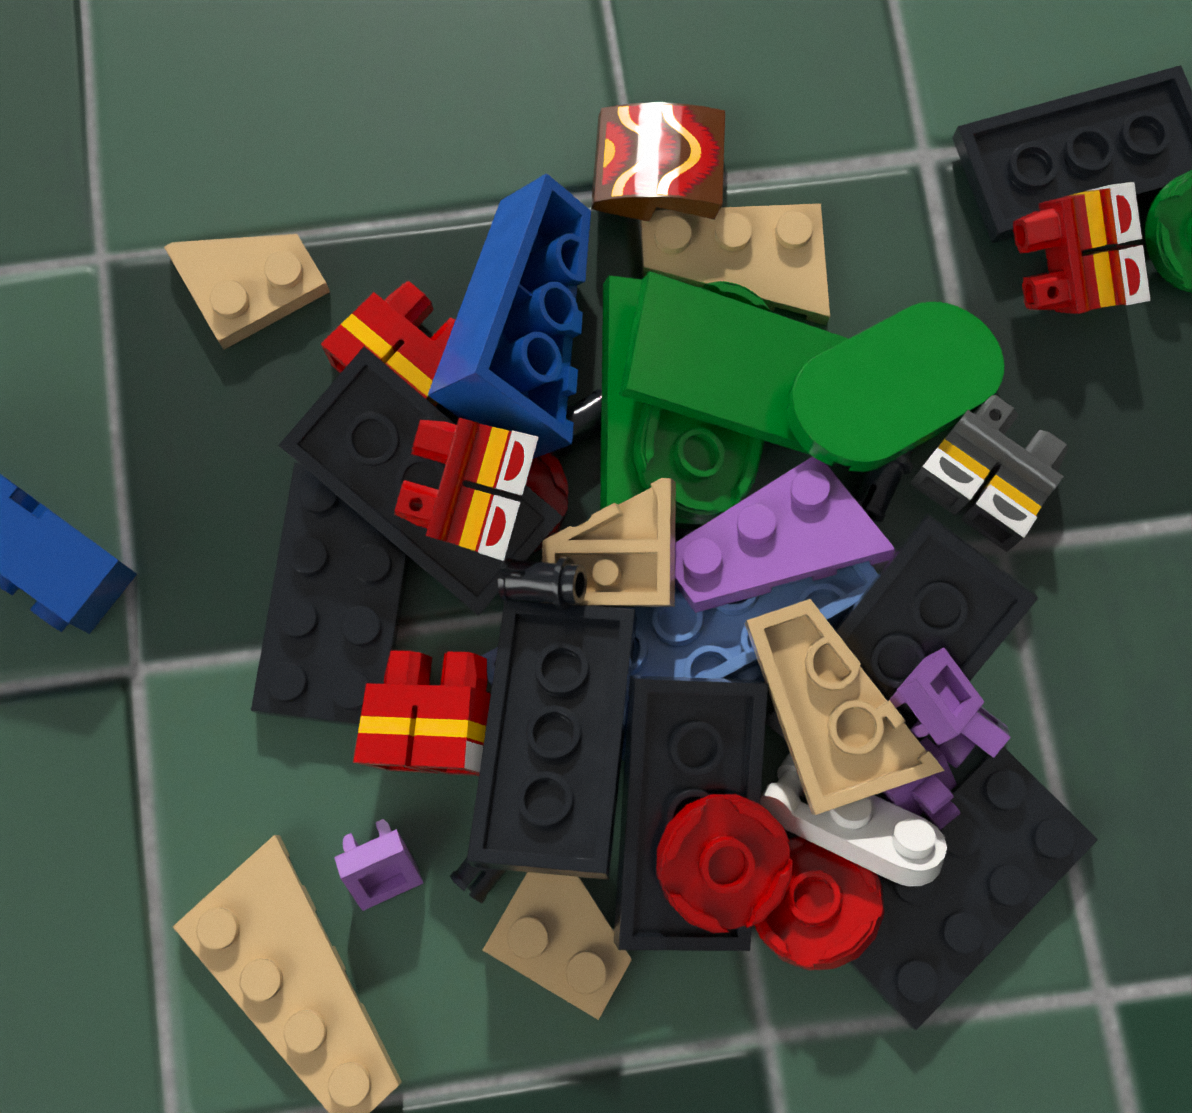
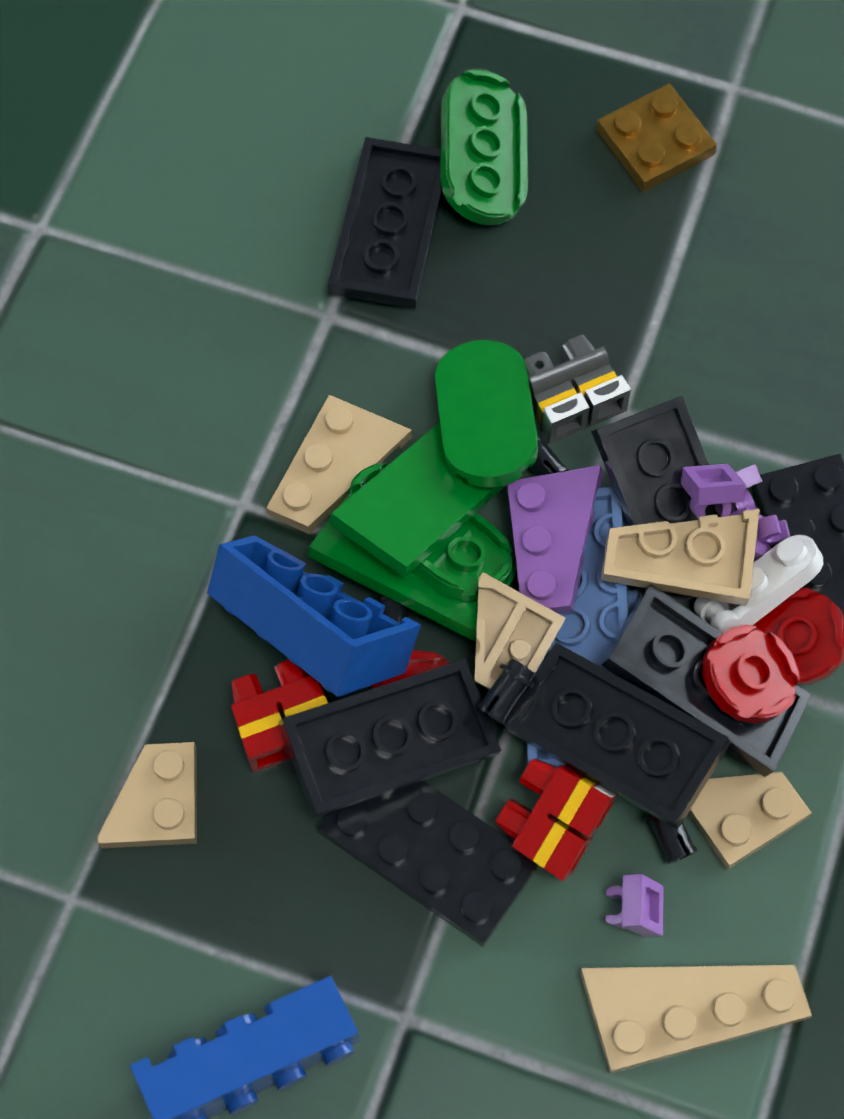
camera: 60 degrees left, 10 degrees down
(474, 455) = (426, 719): red hips -> none
(659, 159) = (239, 476): slope -> none
(1088, 279) = (461, 255): red hips -> none

